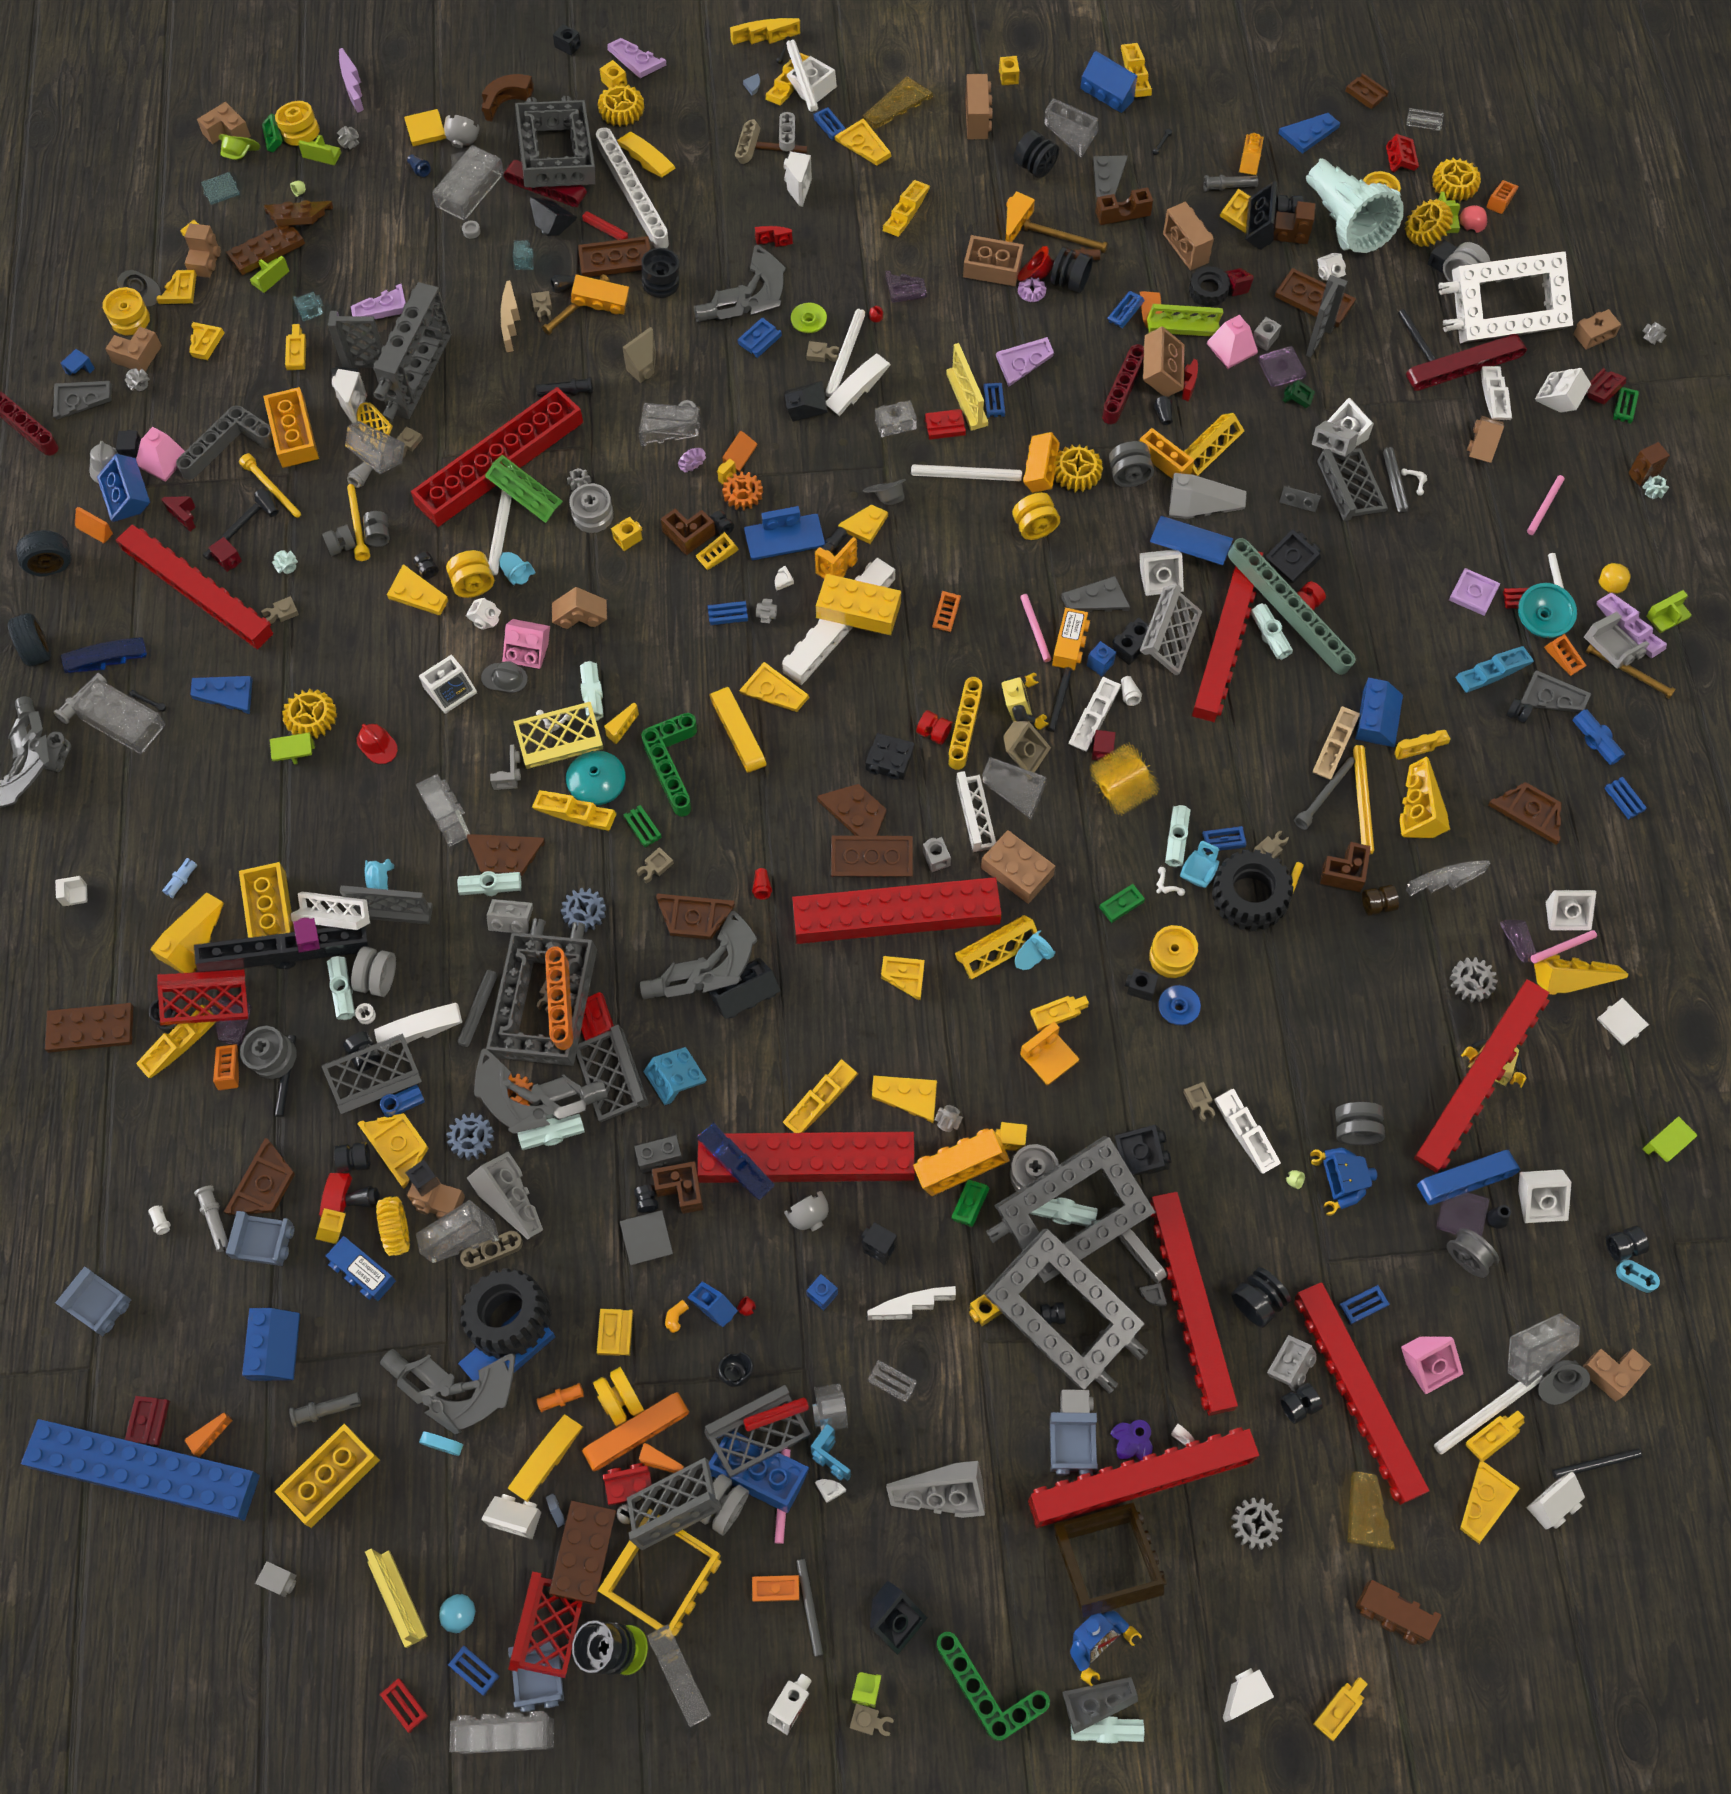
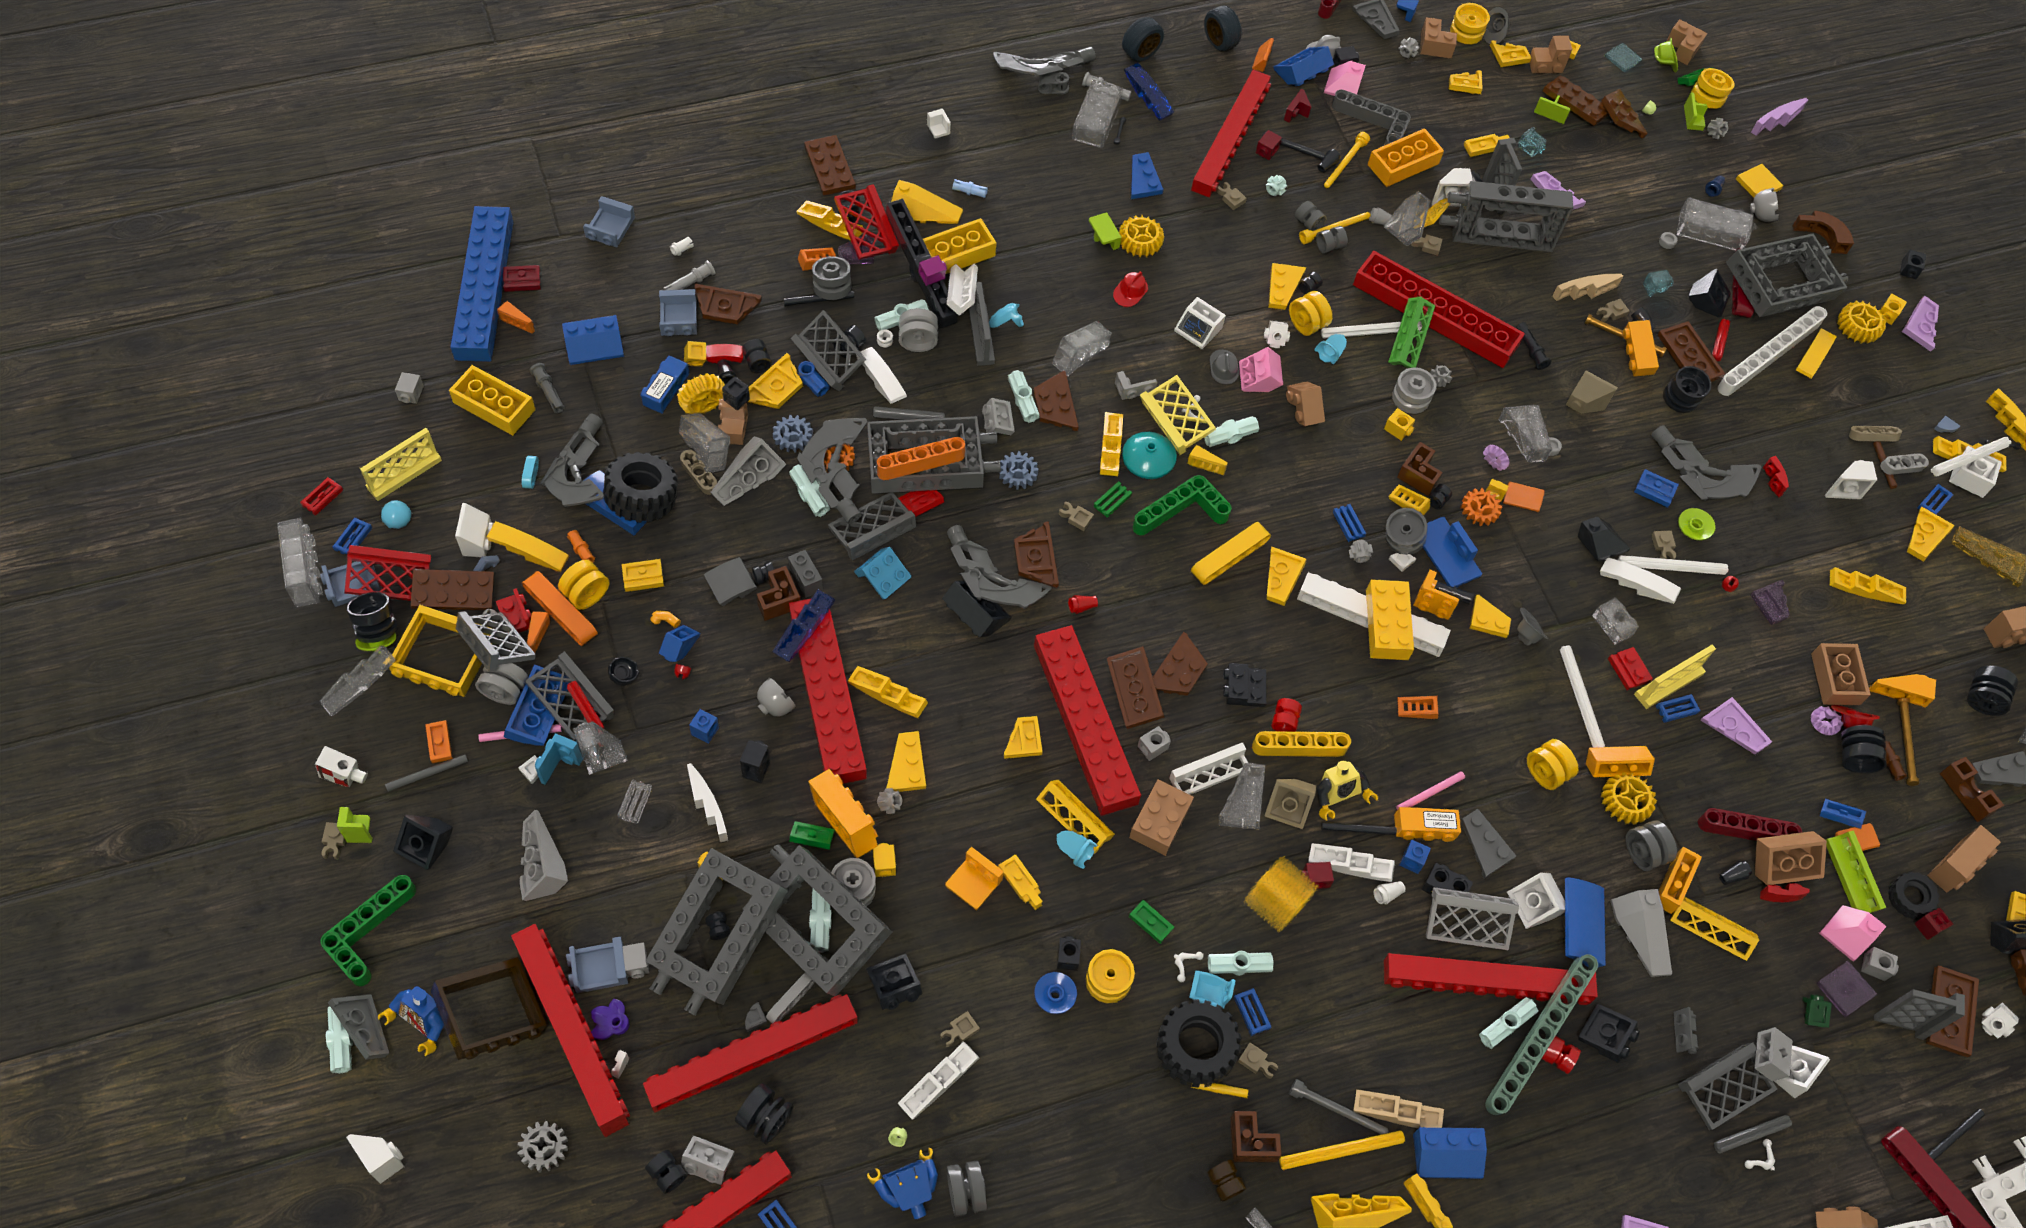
camera: 70 degrees right, 5 degrees down
(757, 551) = (1406, 531): none -> dark grey wheel

